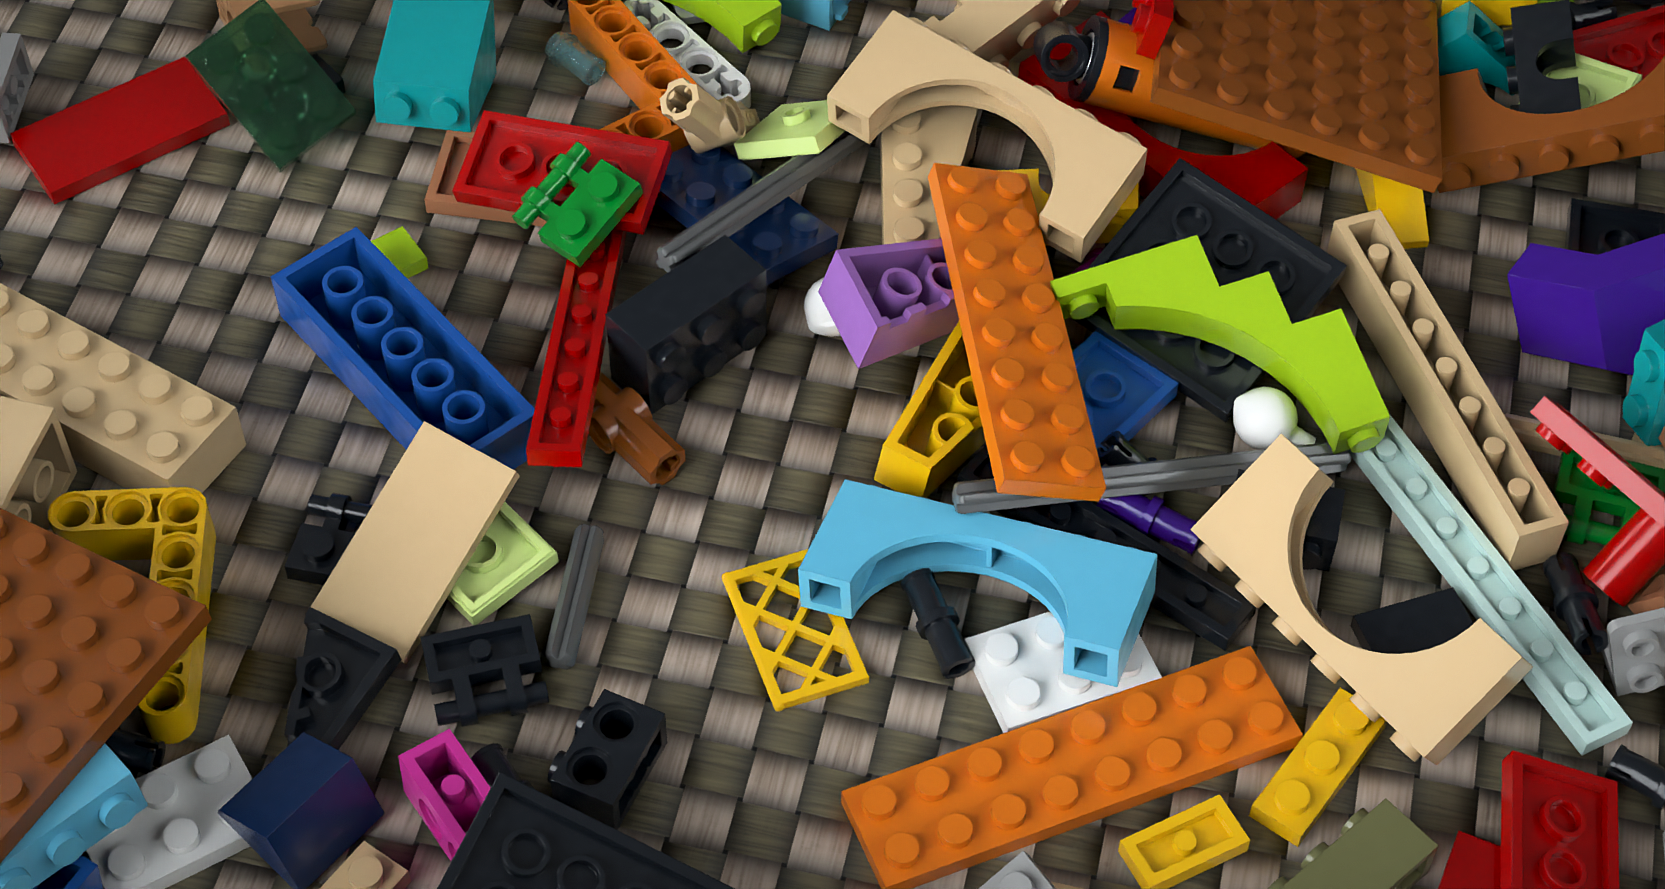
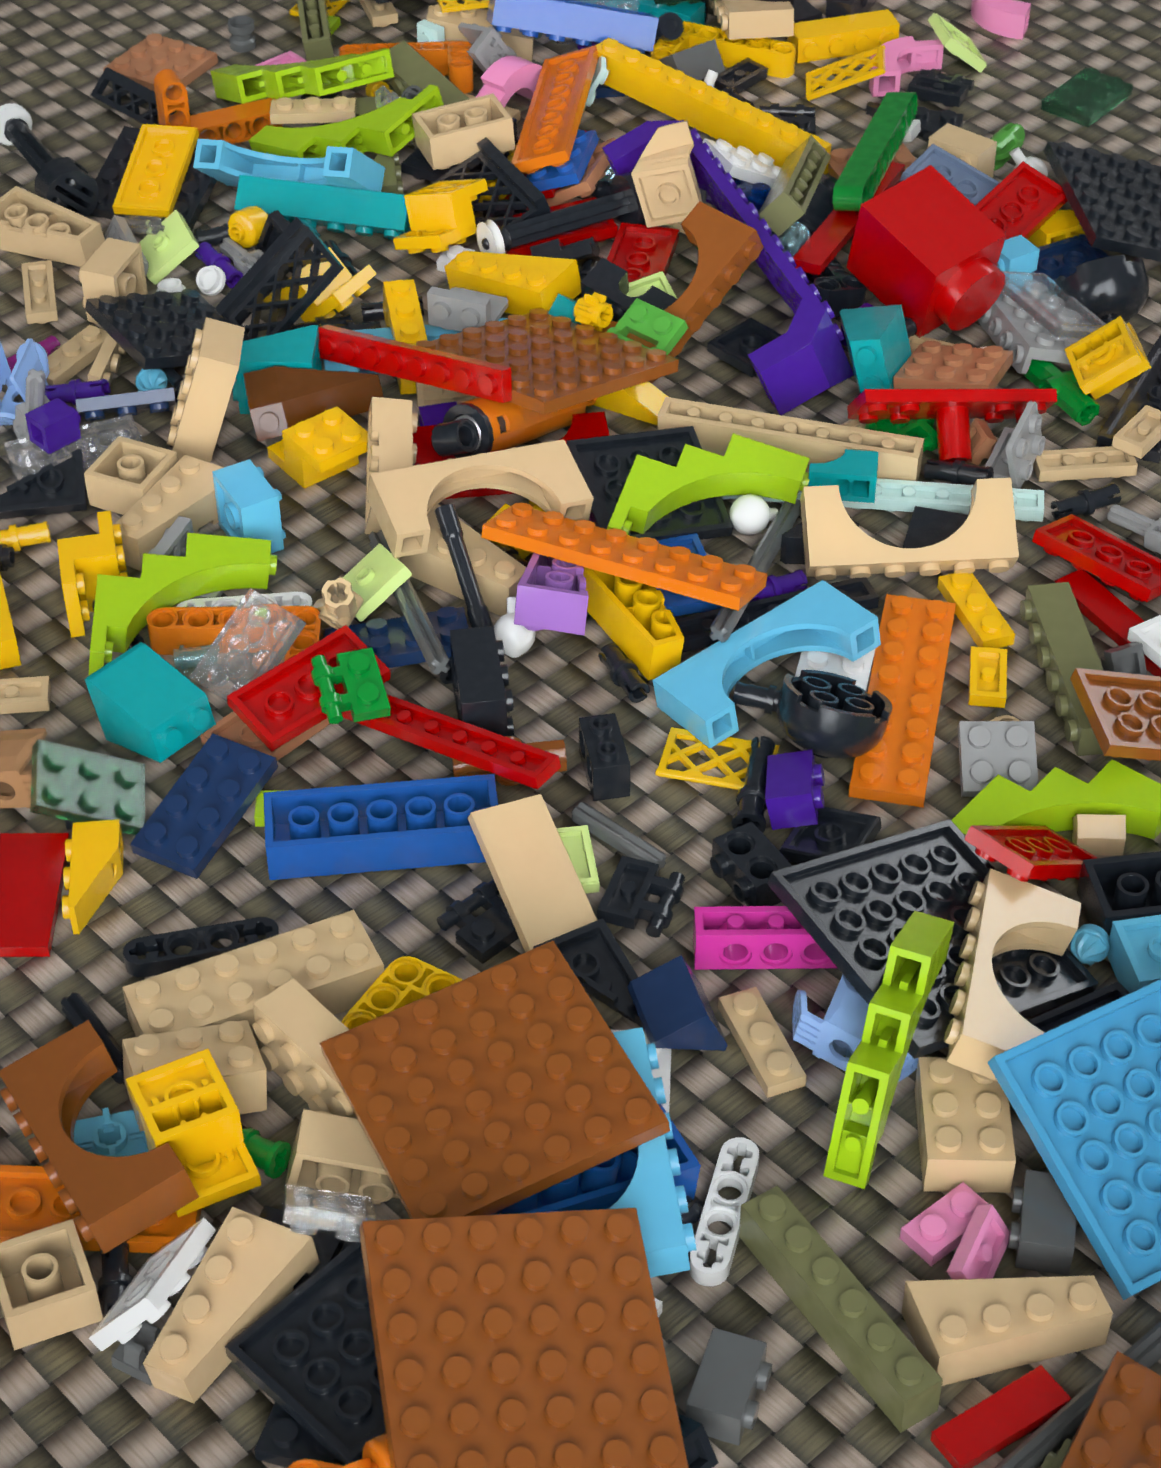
camera: 55 degrees left, 10 degrees down
(134, 319) = (200, 941): none -> black beam
(179, 163) = (94, 868): none -> yellow slope
(336, 192) = (204, 806): none -> dark blue plate
(597, 83) = (247, 645): none -> clear plate
(687, 506) = (604, 757): none -> black brick
(727, 818) = (834, 833): none -> black plate
(736, 697) = (751, 797): none -> black pin
(767, 729) = (794, 789): none -> dark purple brick
(862, 447) = (624, 673): none -> black pin
(895, 149) = (453, 536): none -> black piece
(923, 693) = (831, 714): none -> black cylinder
(1419, 483) = (853, 473): none -> teal arch
(1459, 50) = (593, 311): none -> yellow gear
(1494, 120) = (651, 325): none -> bright green plate

